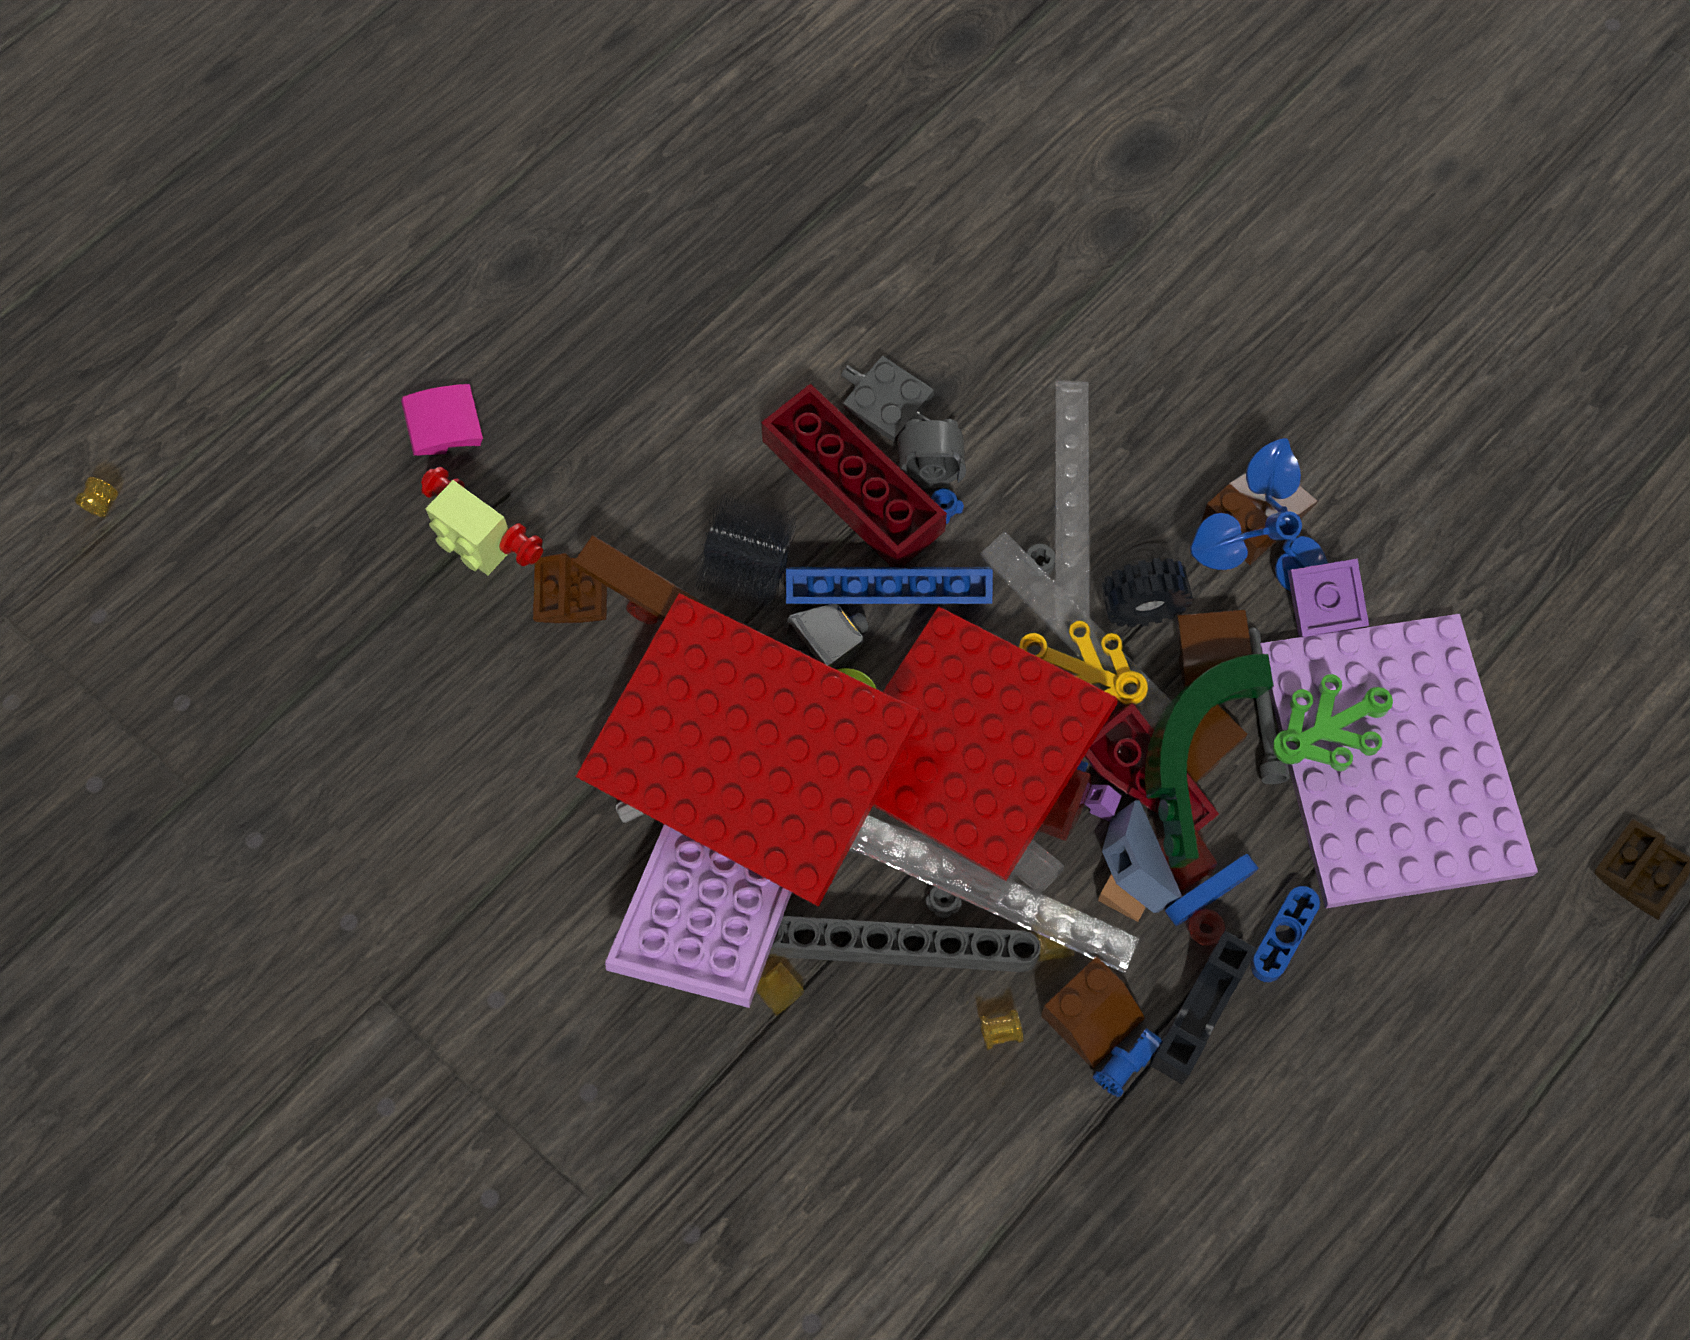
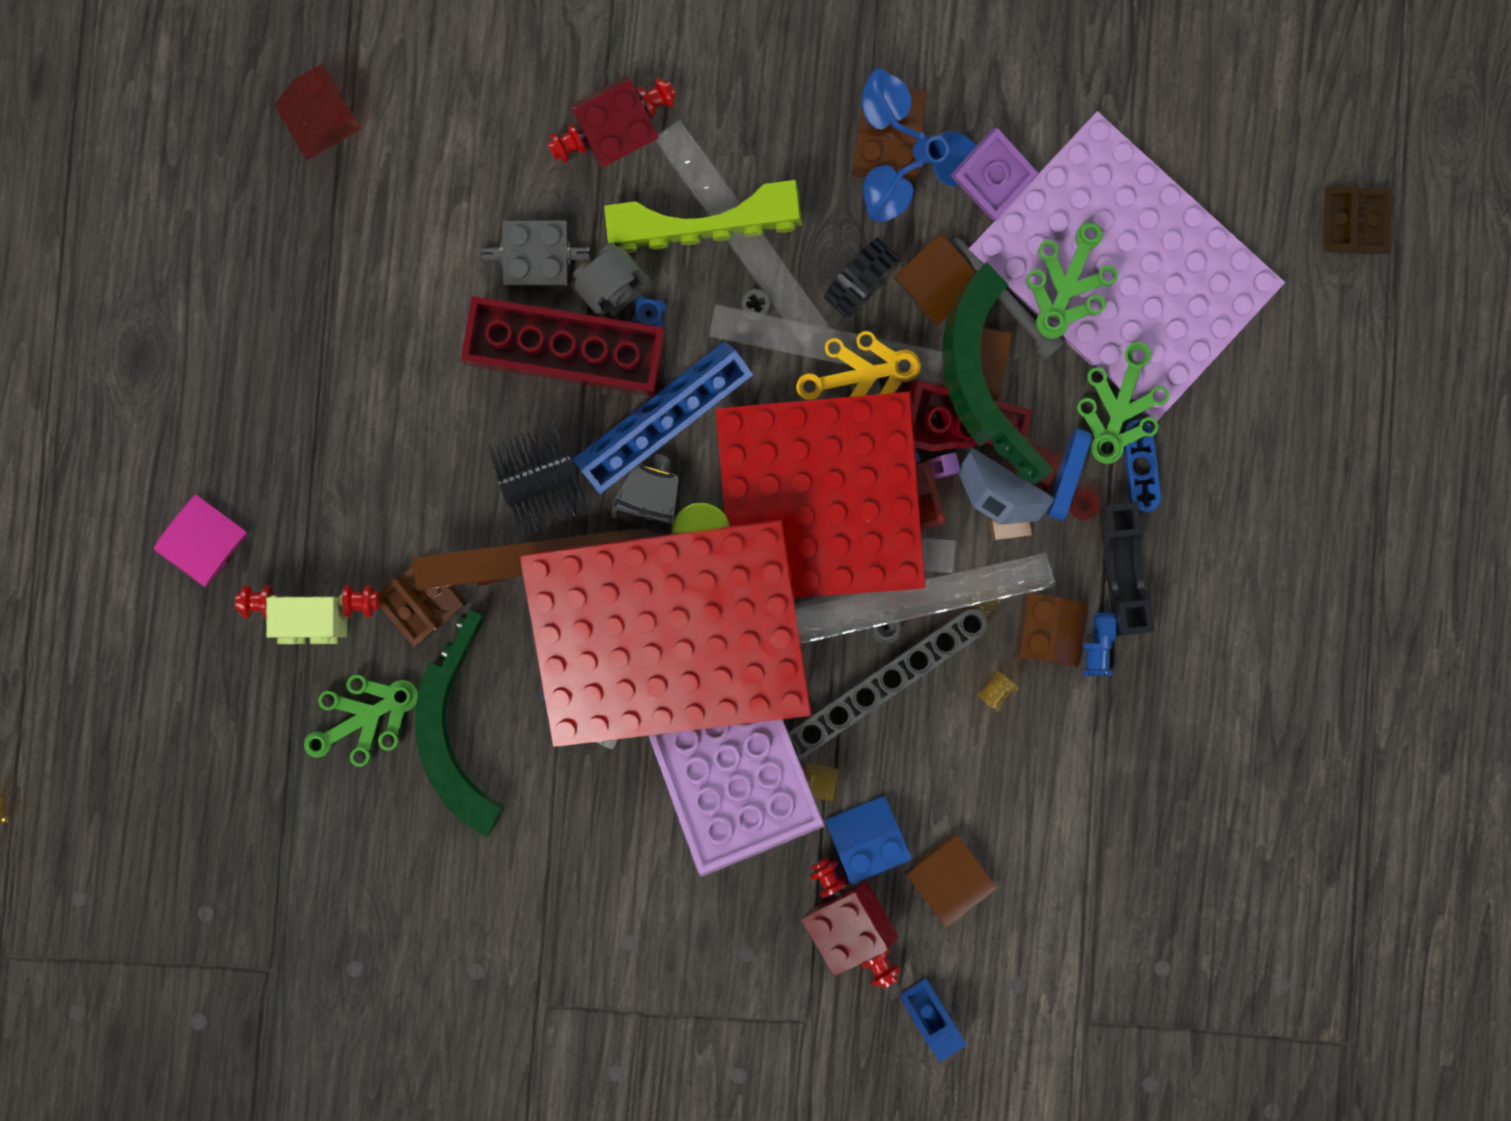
camera: 45 degrees left, 20 degrees up
(445, 645) = (366, 717): none -> bright green plant
(491, 691) = (432, 735): none -> dark green arch
(700, 1133) = (851, 926): none -> brick
(704, 1287) = (932, 1020): none -> blue slope
(778, 1072) = (868, 839): none -> blue slope
(804, 188) = (316, 112): none -> clear red slope
(825, 1168) = (950, 880): none -> reddish brown slope
(1032, 342) = (613, 121): none -> dark red brick
(1106, 487) = (769, 208): none -> lime arch
(1303, 866) = (1121, 409): none -> bright green plant

